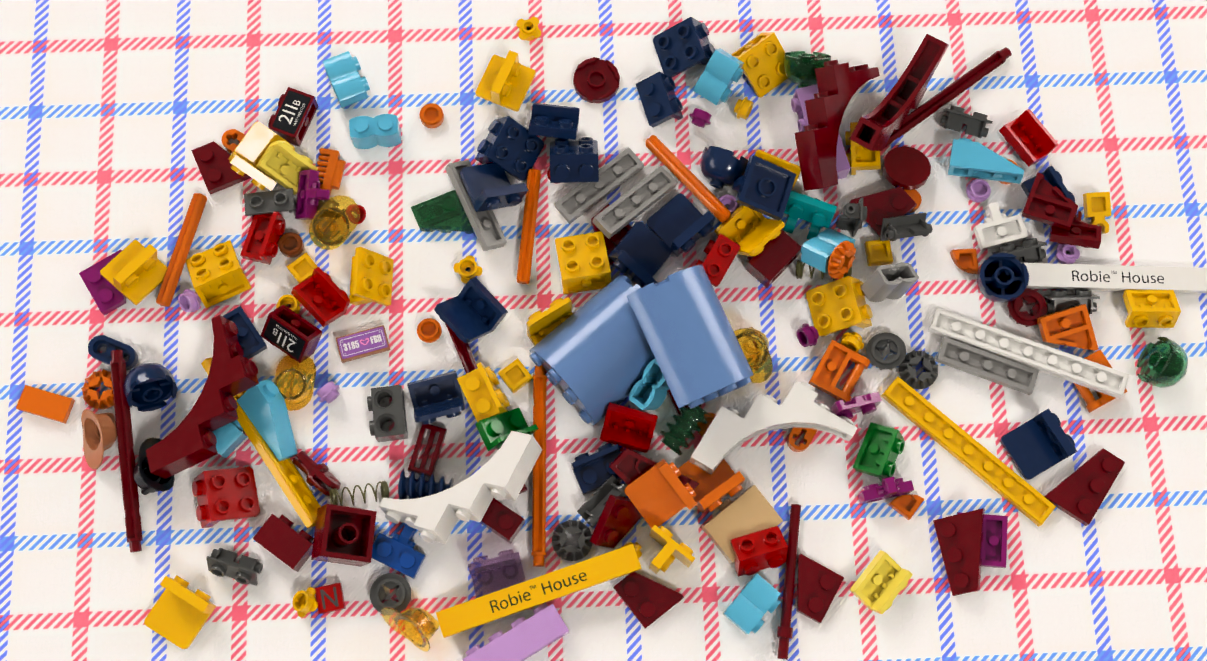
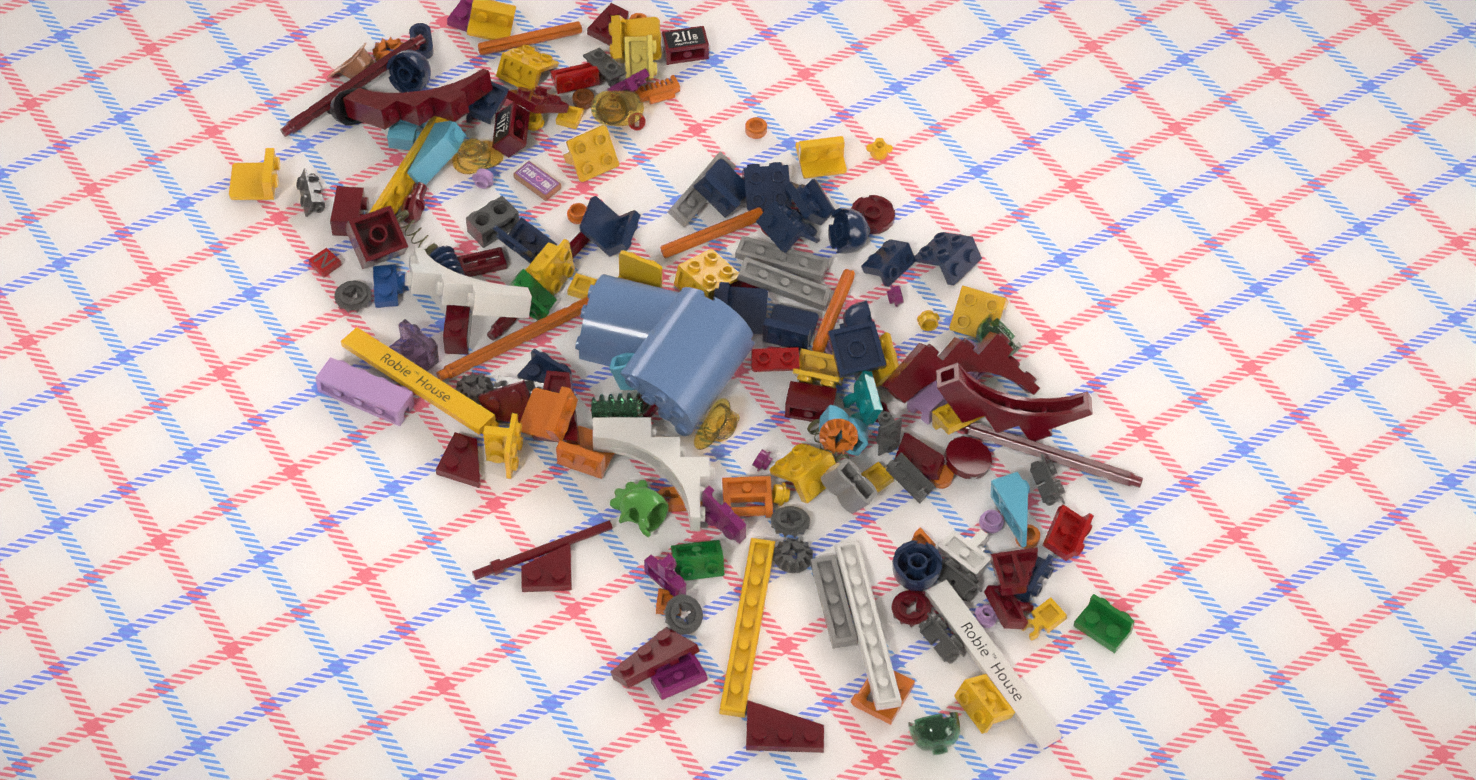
camera: 60 degrees right, 20 degrees down
(45, 404) = (356, 26): orange tile -> none
(189, 301) = (492, 62): lavender plate -> none
(225, 495) = (360, 159): red bracket -> none
(275, 289) = (537, 100): none -> dark red plate
(305, 602) = (311, 247): yellow plate -> none
(322, 297) = (553, 135): red bracket -> none
(345, 79) = (741, 59): medium azure brick -> none
(370, 132) = (712, 97): medium azure brick -> none
(412, 624) = (339, 318): clear yellow piece -> none
(442, 214) = (677, 173): clear green wing -> none
(467, 262) = (650, 209): yellow plate -> none
(610, 113) = (848, 231): none -> dark blue cylinder
(628, 427) = (591, 374): red bracket -> none
(718, 77) = (937, 284): medium azure brick -> none
(740, 517) = (566, 491): tan container -> none
(752, 604) = (504, 530): medium azure brick -> none
(759, 551) = (549, 510): red bracket -> none
(798, 468) = (640, 506): none -> bright green piece
(880, 583) = (584, 610): light yellow bracket -> none
(937, 493) = (685, 603): none -> dark grey gear
(1038, 444) = (788, 671): dark blue bracket -> none
(1069, 328) = (914, 645): orange wing -> none
(1126, 168) = (1105, 623): none -> green bracket

